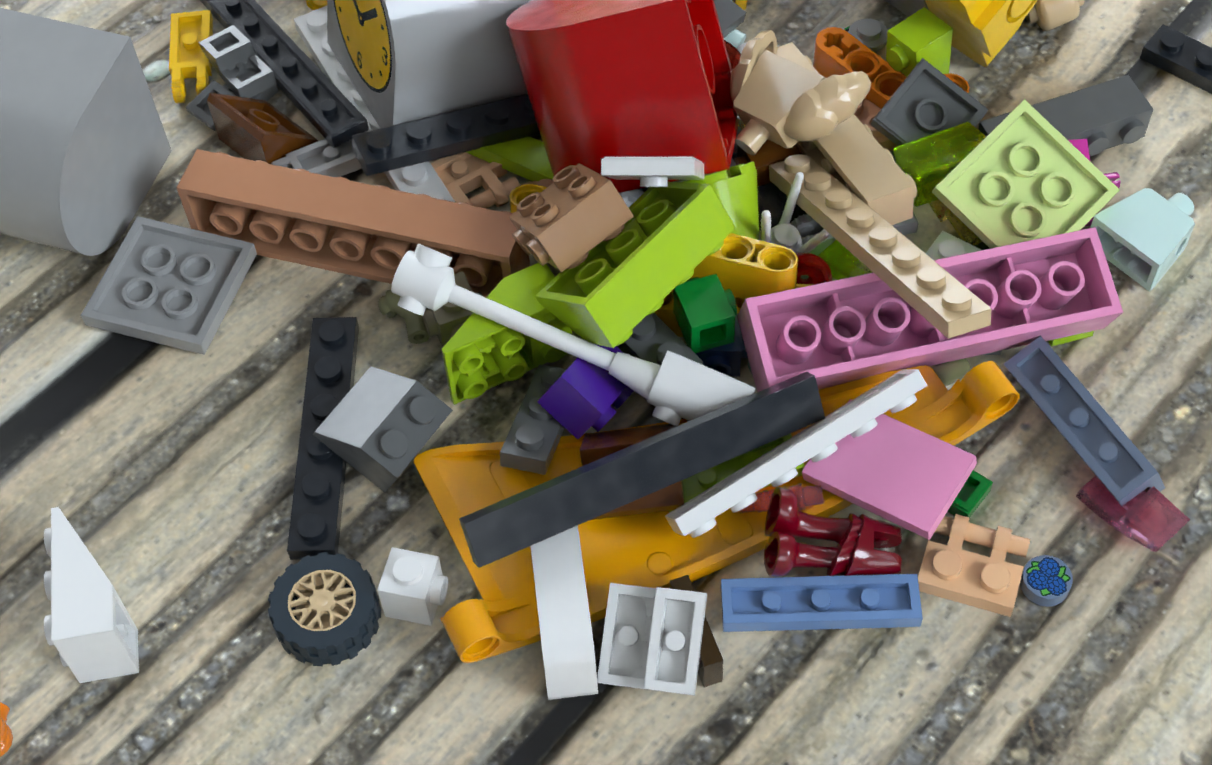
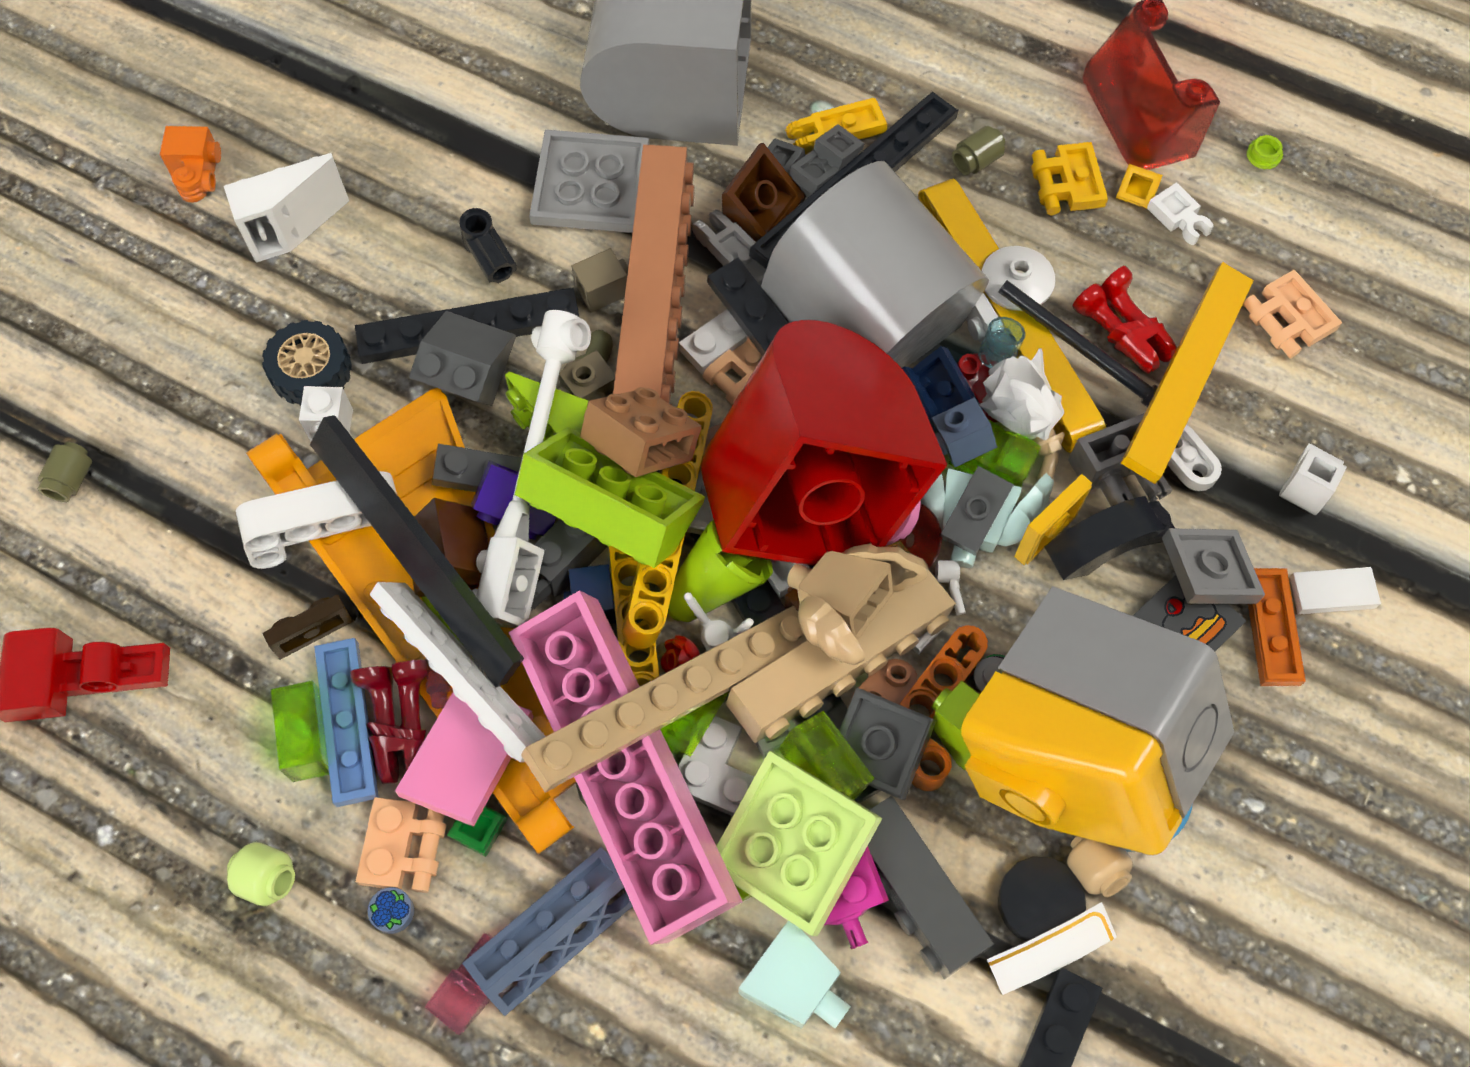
camera: 75 degrees right, 10 degrees up
(210, 399) = (486, 245): none -> black piece
(314, 287) = (600, 279): none -> dark tan brick
(652, 170) = (685, 481): white plate -> none
(652, 638) = (288, 591): white slope -> none
(705, 312) = (594, 569): green brick -> none
(831, 643) = (299, 731): none -> clear neon green brick
(998, 702) = (260, 874): none -> yellowish green head
(1079, 52) = (1039, 896): none -> black tile
(1127, 51) = (1052, 949): none -> white sticker

